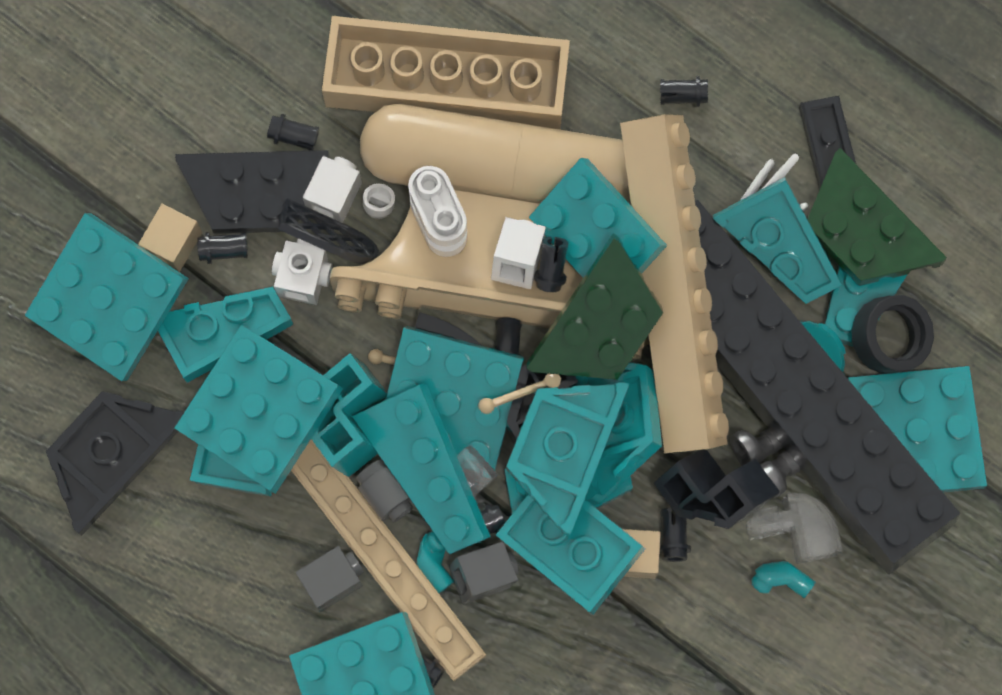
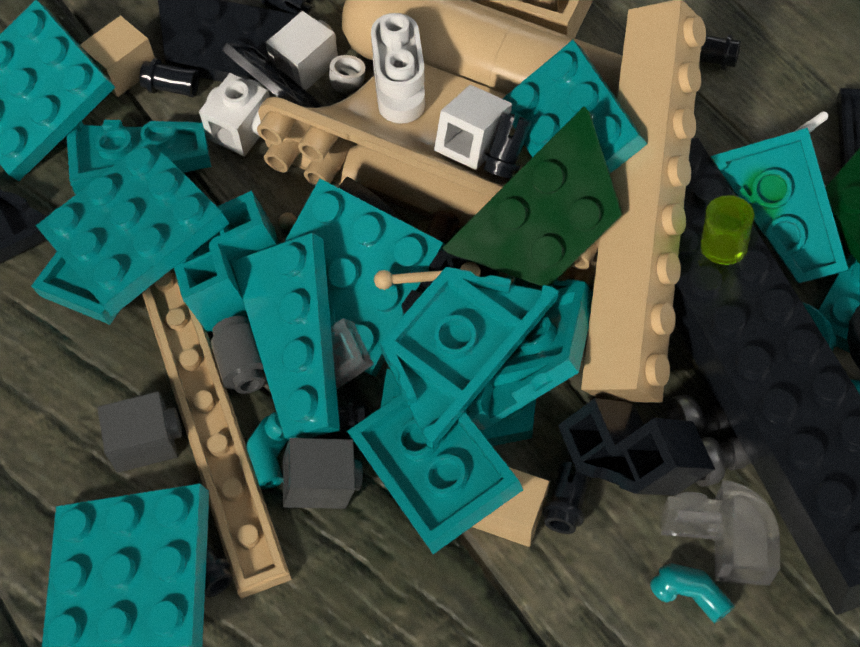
camera: 20 degrees right, 15 degrees down
(745, 283) = (727, 229): none -> clear neon green beam

